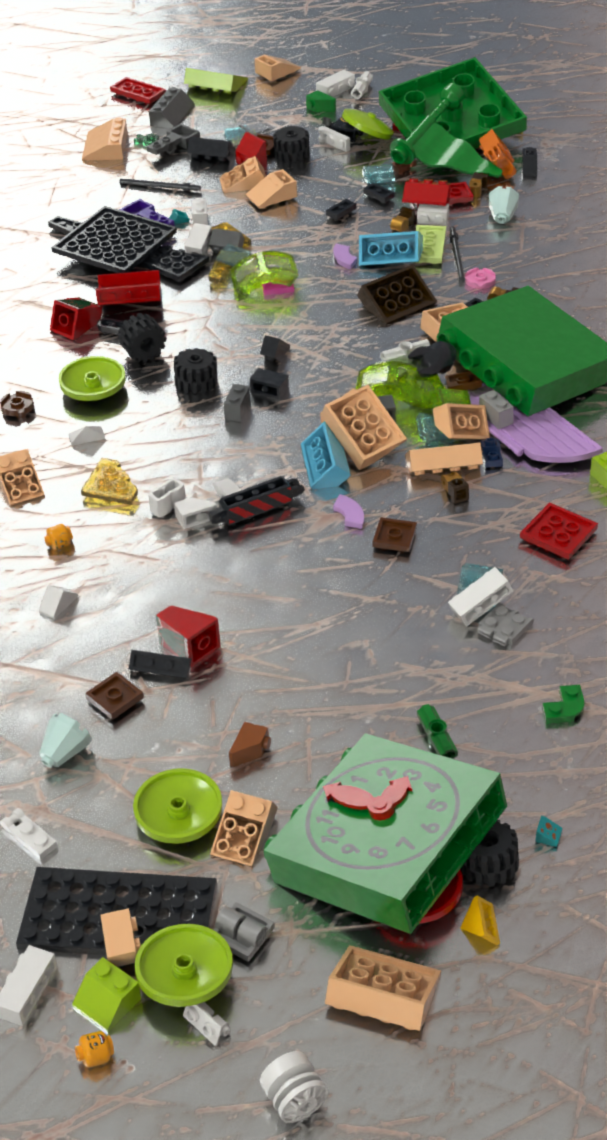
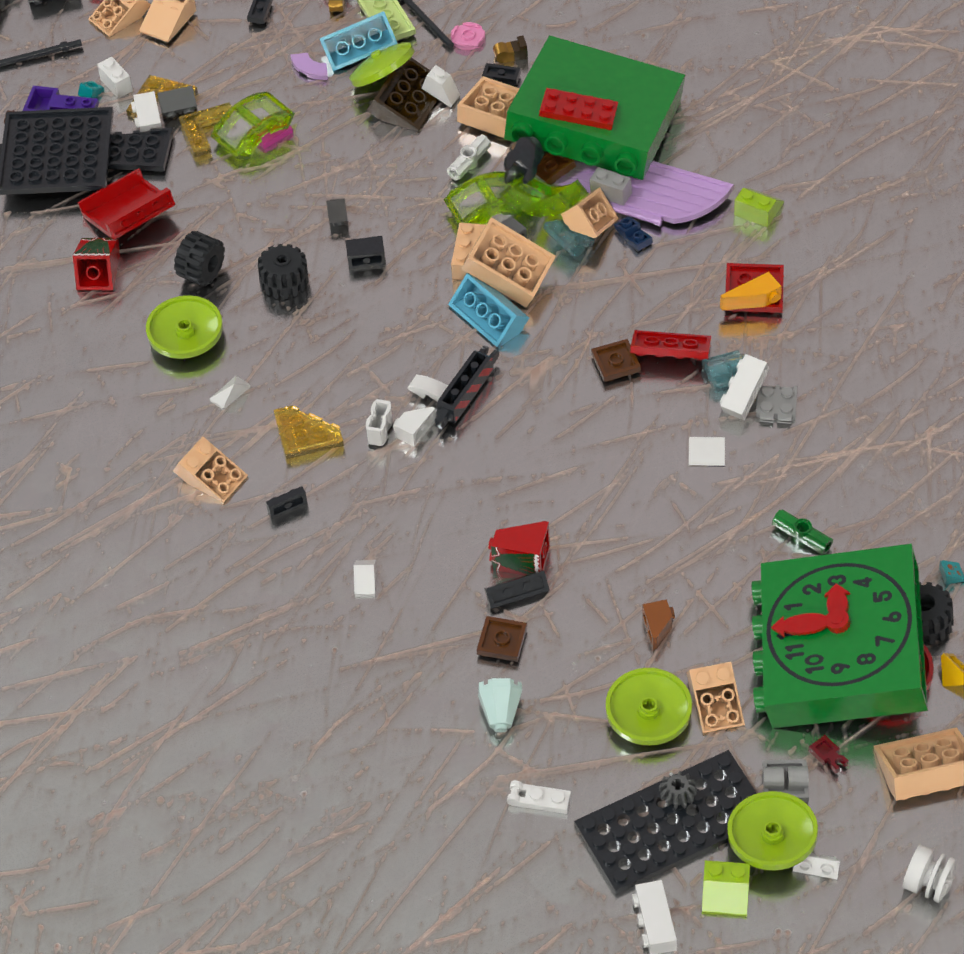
camera: 30 degrees left, 10 degrees up
(17, 404) = (127, 399): reddish brown plate -> none
(41, 522) = (286, 502): none -> black plate
(58, 536) = (307, 512): light orange head -> none
(94, 1049) = (754, 933): light orange head -> none
(109, 325) = (144, 256): black plate -> none
(120, 937) = (703, 837): light nougat brick -> none
(135, 885) = (677, 789): none -> dark grey gear
(232, 254) = (200, 116): clear light blue piece -> none
(237, 402) = (353, 288): dark grey brick -> none
(300, 928) = (826, 751): none -> dark red plate
(350, 510) = (555, 354): lavender tile -> none
(390, 264) = (381, 63): none -> lime dish
(413, 635) = (707, 451): none -> white sticker
(424, 295) = (441, 86): none -> white slope
(444, 458) = (598, 259): light nougat slope -> none
(448, 540) = (670, 344): none -> red plate
(456, 487) = (631, 284): dark brown leg -> none
(503, 337) = (578, 108): none -> red plate
(549, 531) = (753, 294): none -> light orange slope
(568, 708) = (886, 453): green plate -> none

